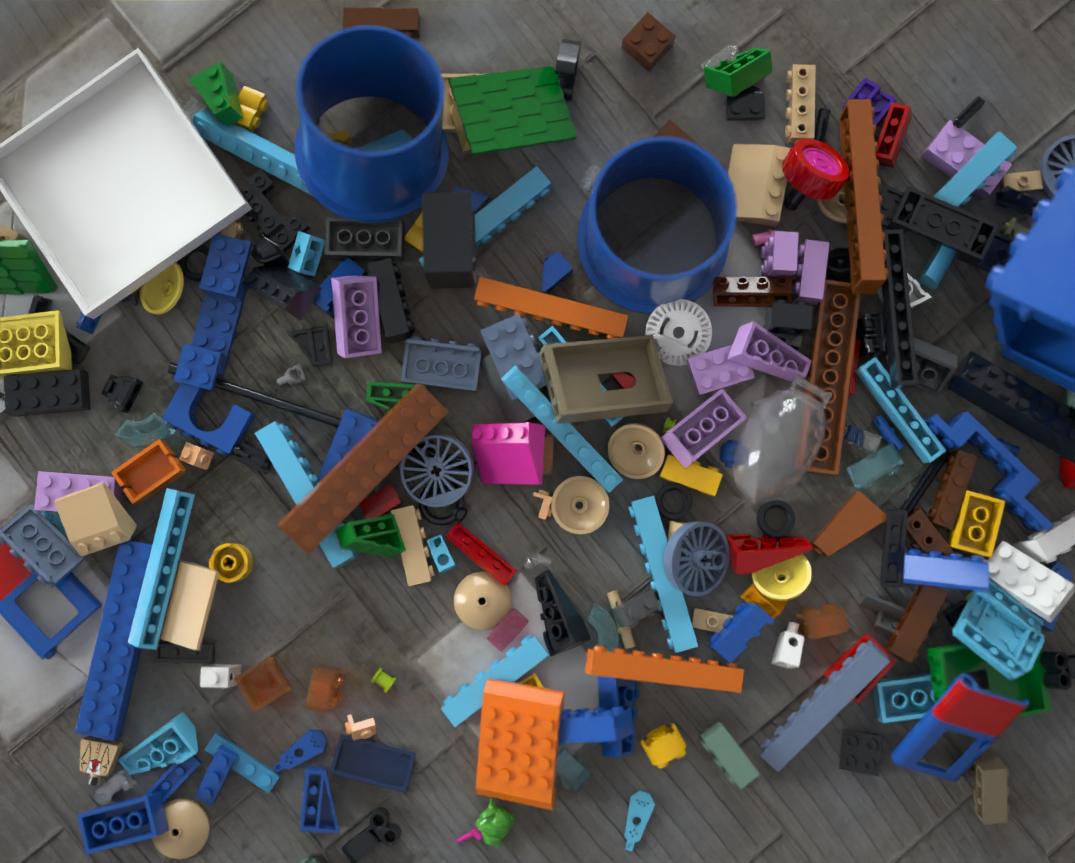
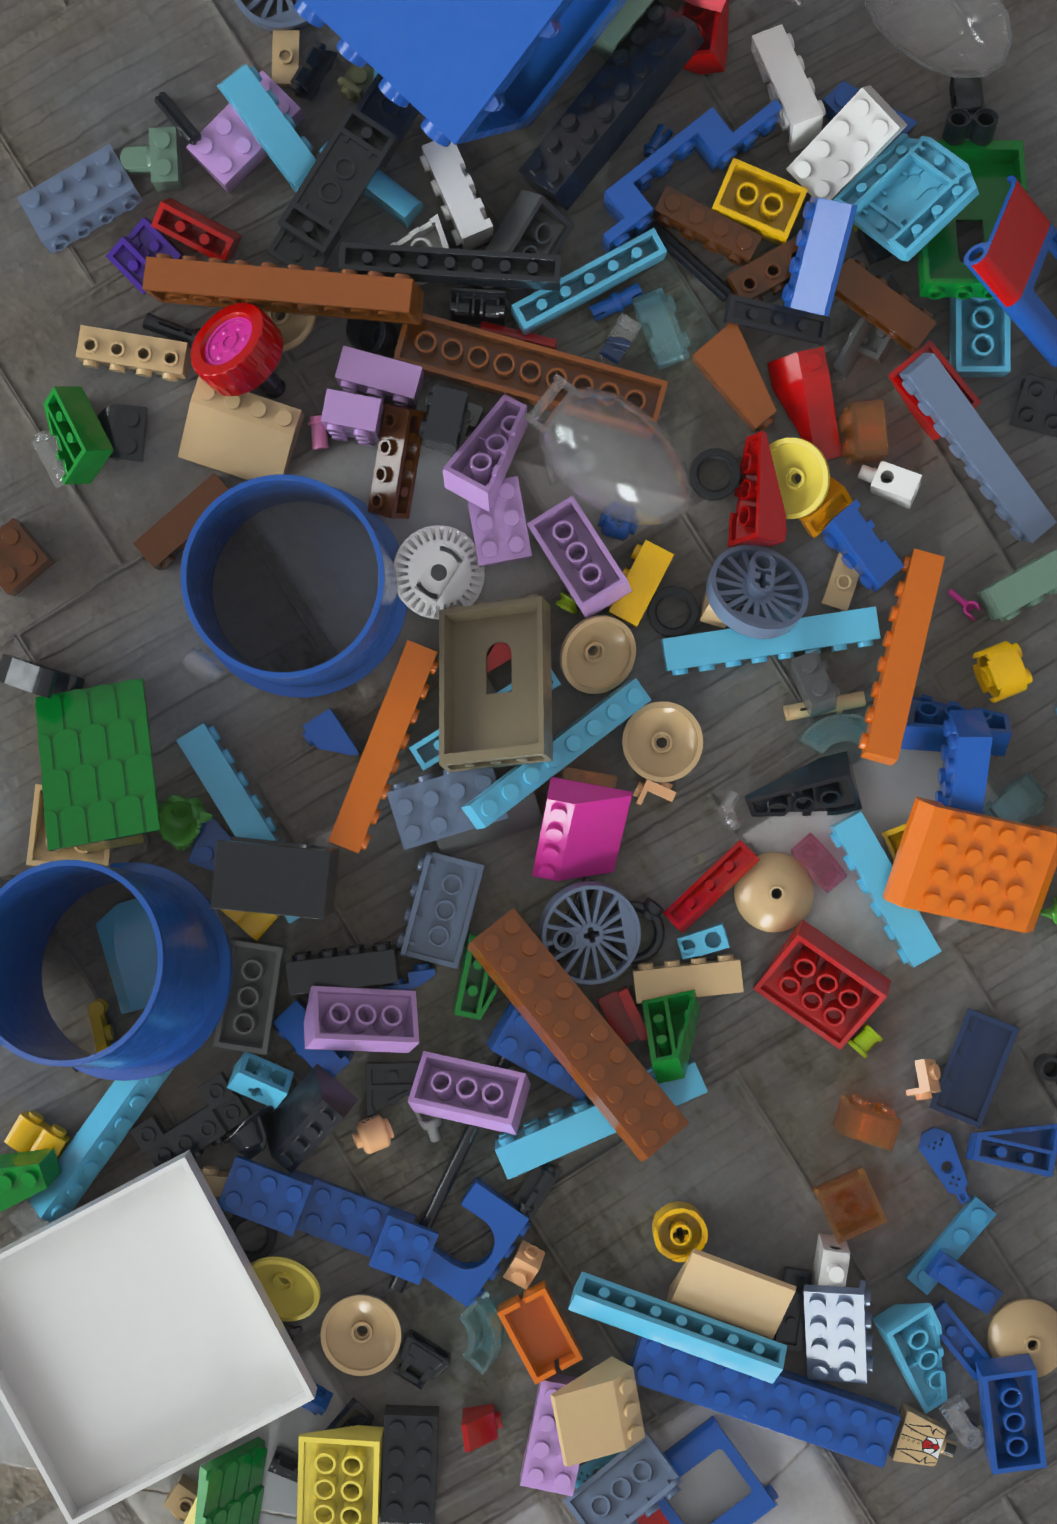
camera: 90 degrees left, 5 degrees up
(78, 437) = (480, 1426): none -> red slope
(123, 344) = (355, 1351): none -> tan dish
(169, 687) = (838, 1333): none -> bracket
(277, 337) = (373, 1134): none -> light nougat head
(313, 399) = (469, 1092): none -> lavender brick
(391, 352) = (417, 976): none -> blue slope
(420, 644) = (822, 985): none -> red slope
(481, 176) = (182, 820): none -> bright green hair
(707, 715) = (967, 605): none -> dark pink hand
(845, 575) = (806, 394): none -> red wedge
(901, 55) = (80, 199): none -> sand blue bracket
(938, 105) = (159, 158): none -> sand green brick
(948, 311) = (458, 195): none -> white wedge

